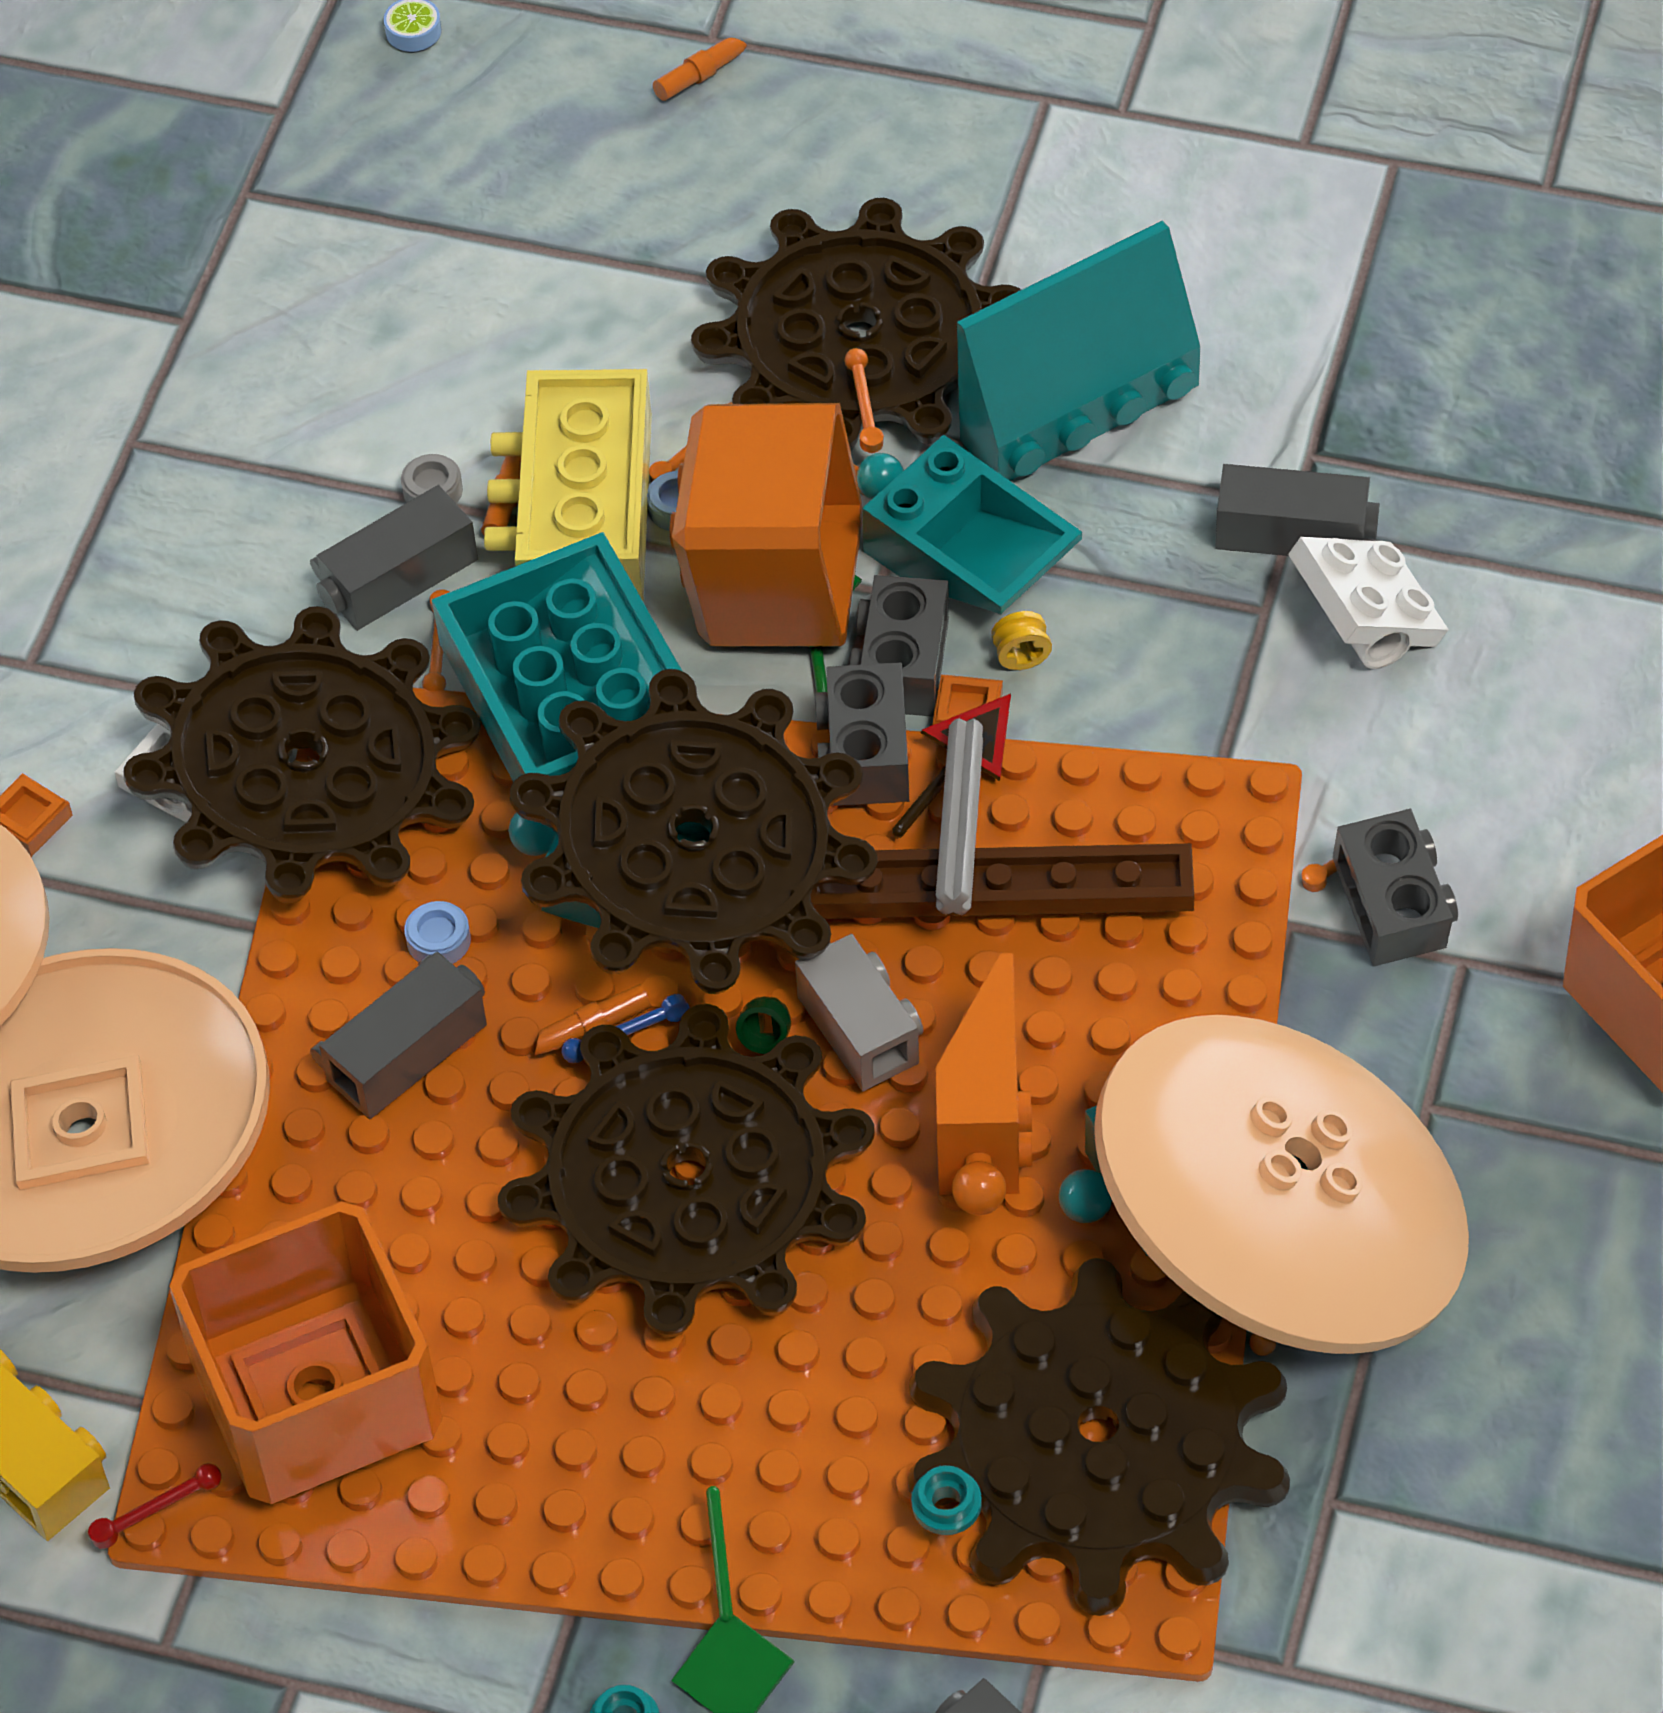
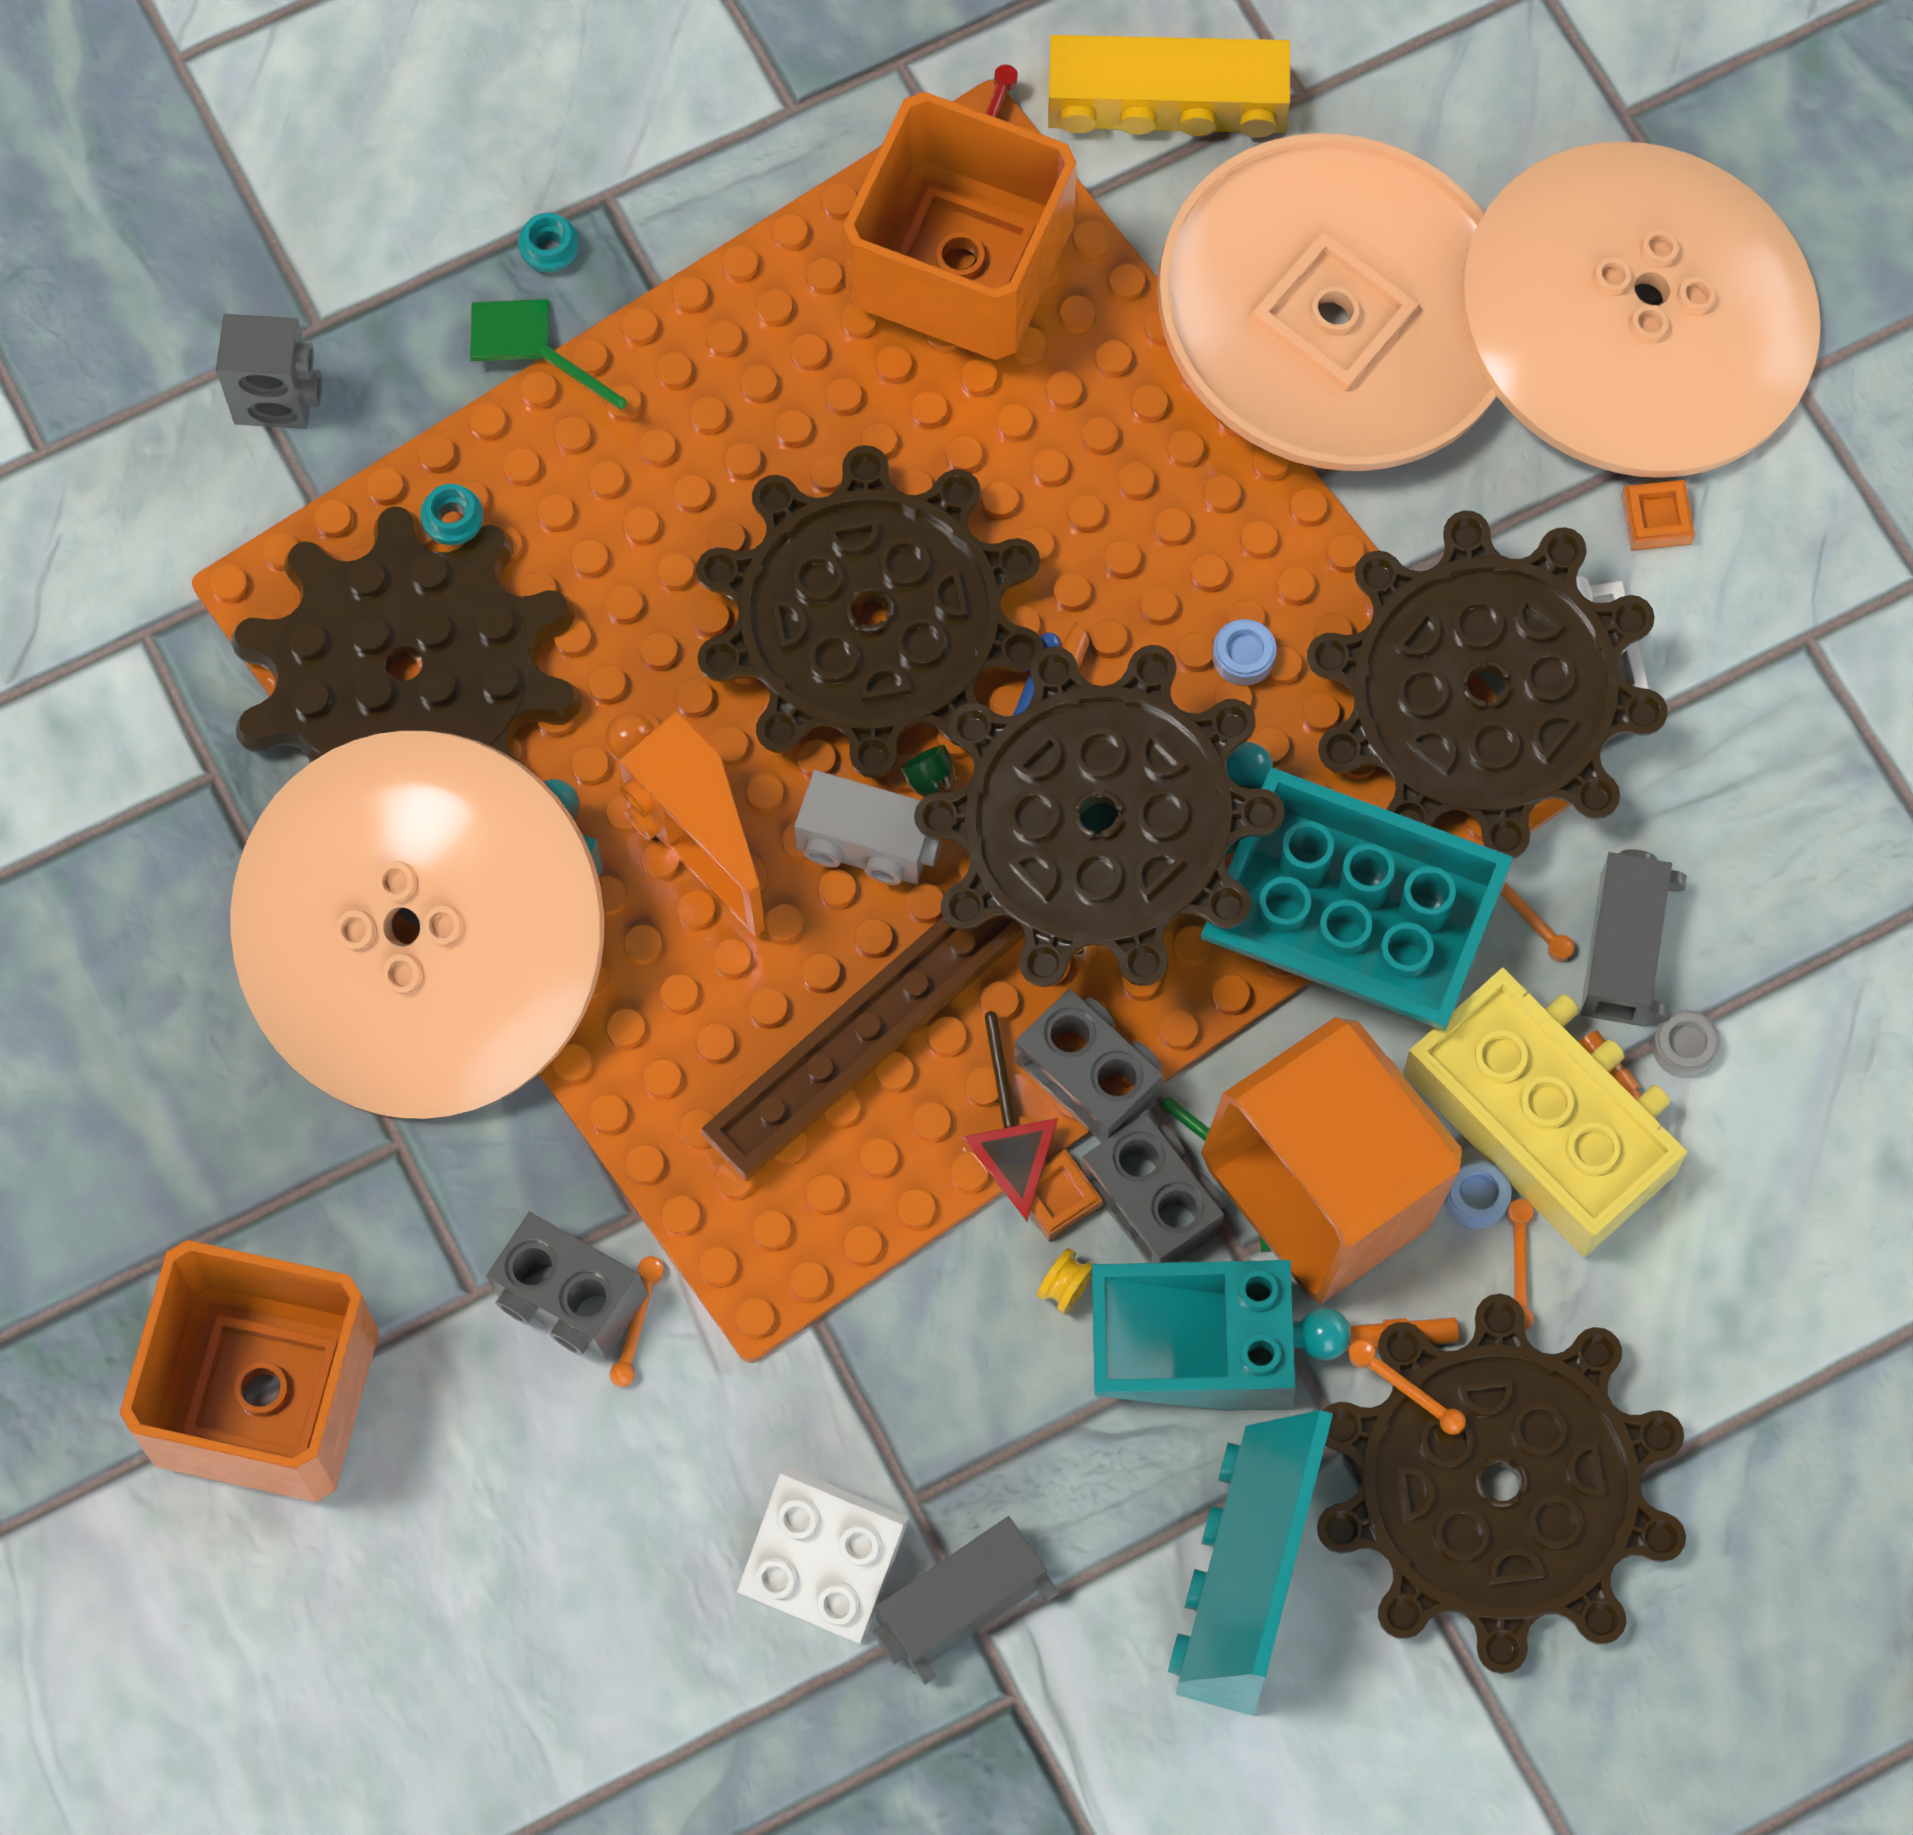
camera: 135 degrees right, 15 degrees up
(403, 1034) = (1175, 543): dark grey brick -> none
(959, 817) = (939, 1040): light grey axle -> none

